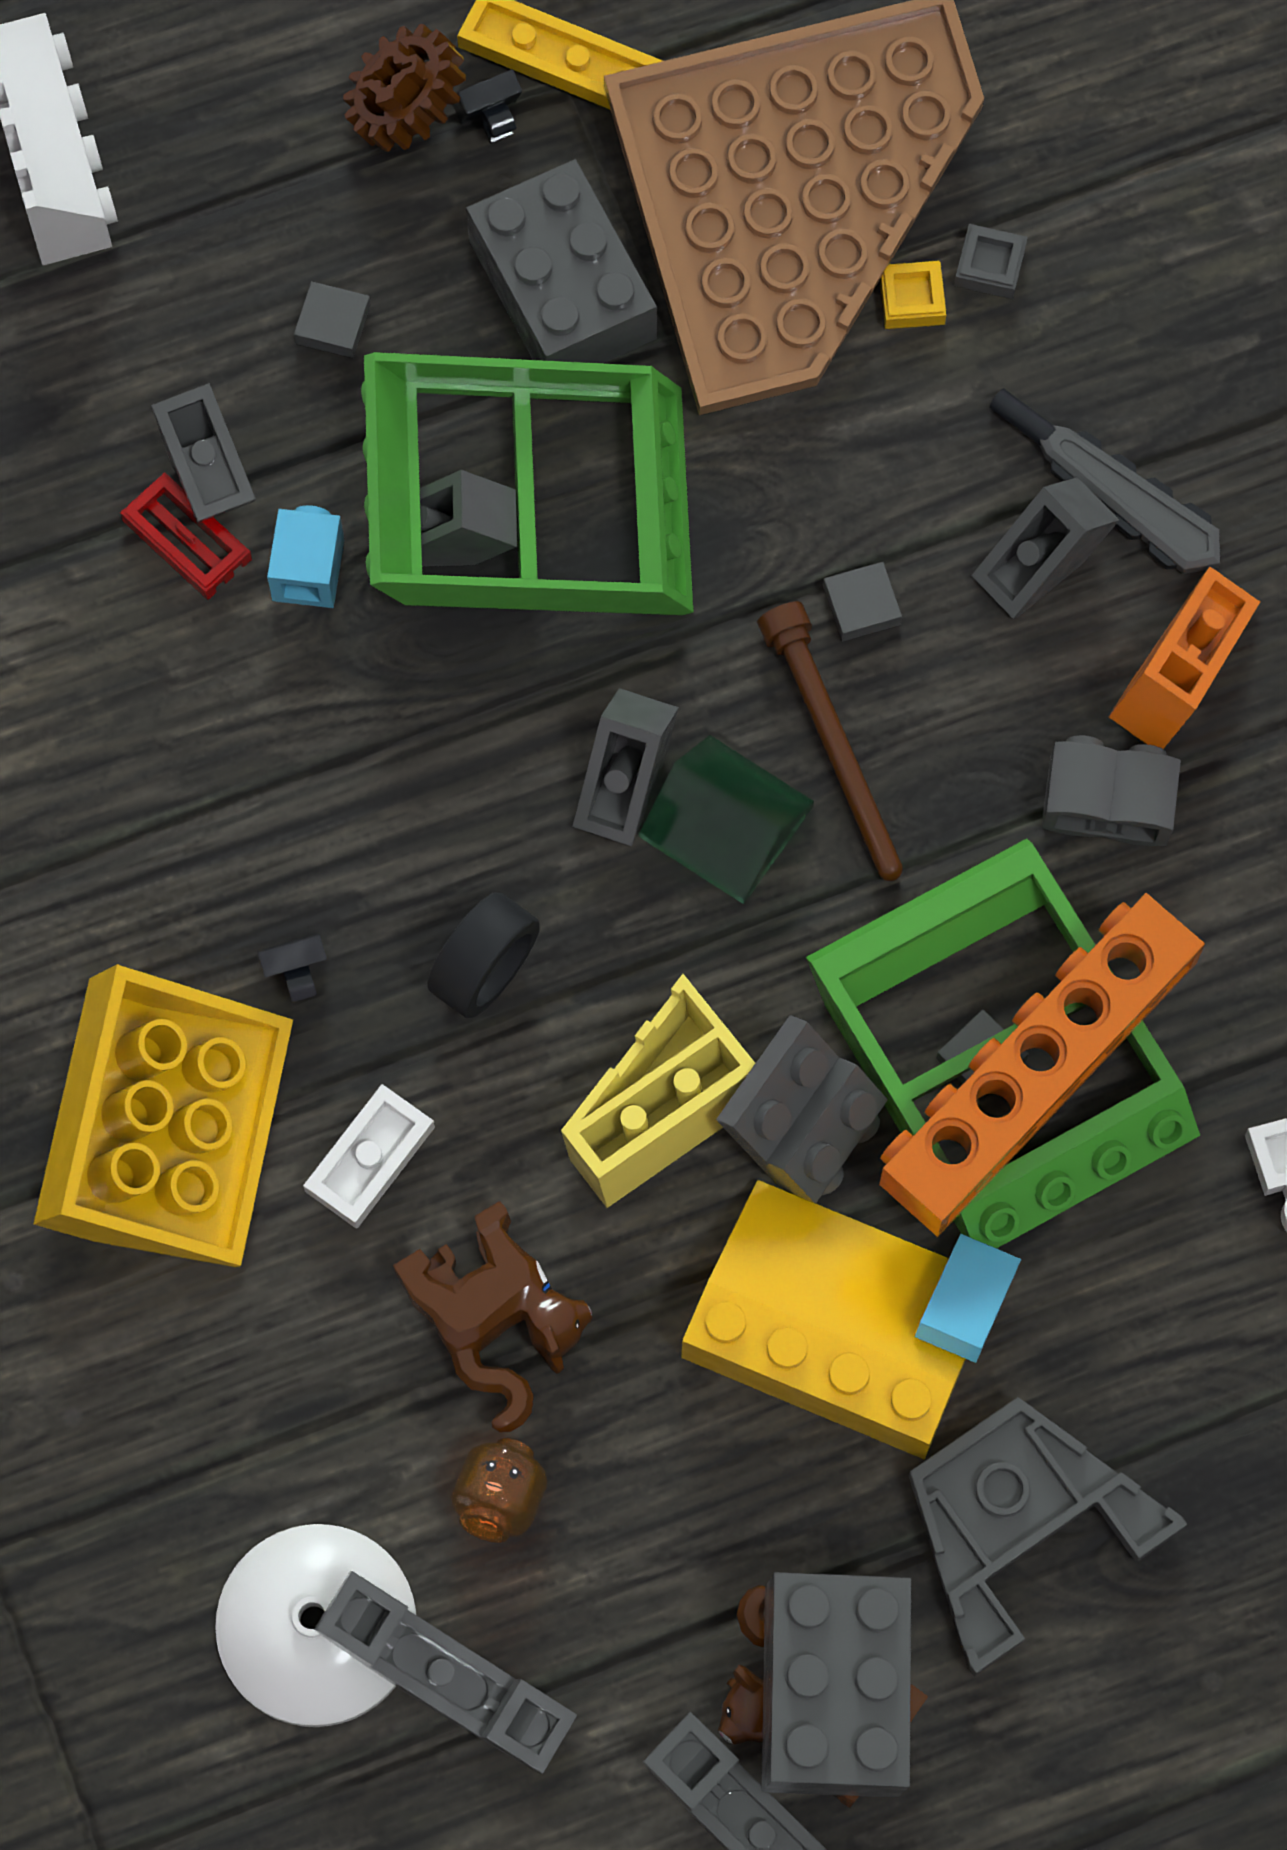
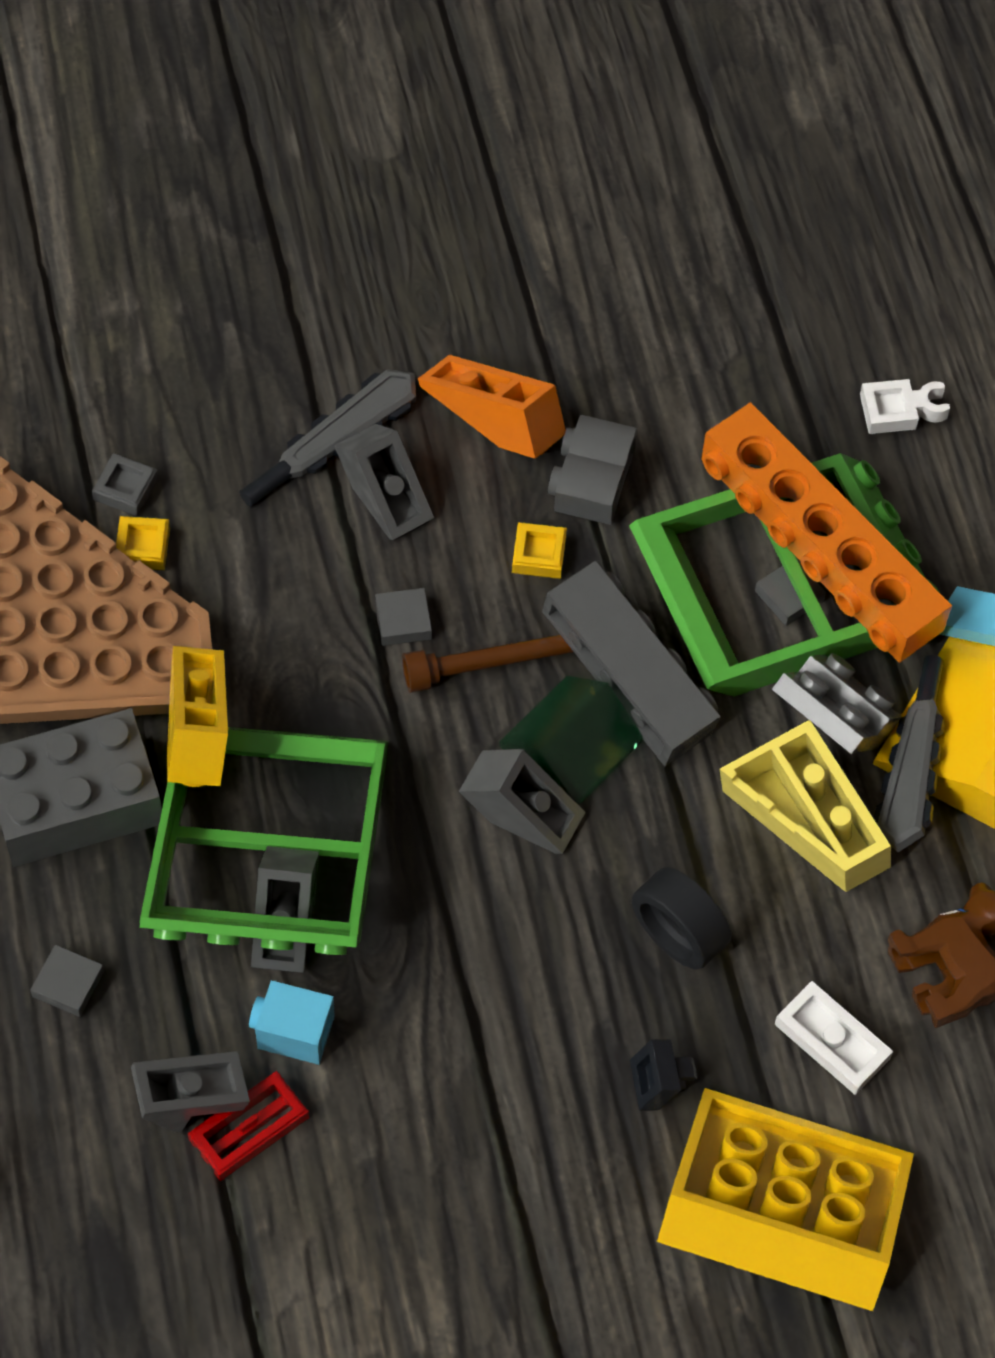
camera: 85 degrees left, 10 degrees down
(651, 372) = (197, 717): none -> yellow slope
(709, 1211) = (912, 779): none -> dark grey sword
(827, 861) = (624, 651): none -> dark grey brick
(988, 747) = (539, 550): none -> yellow tile

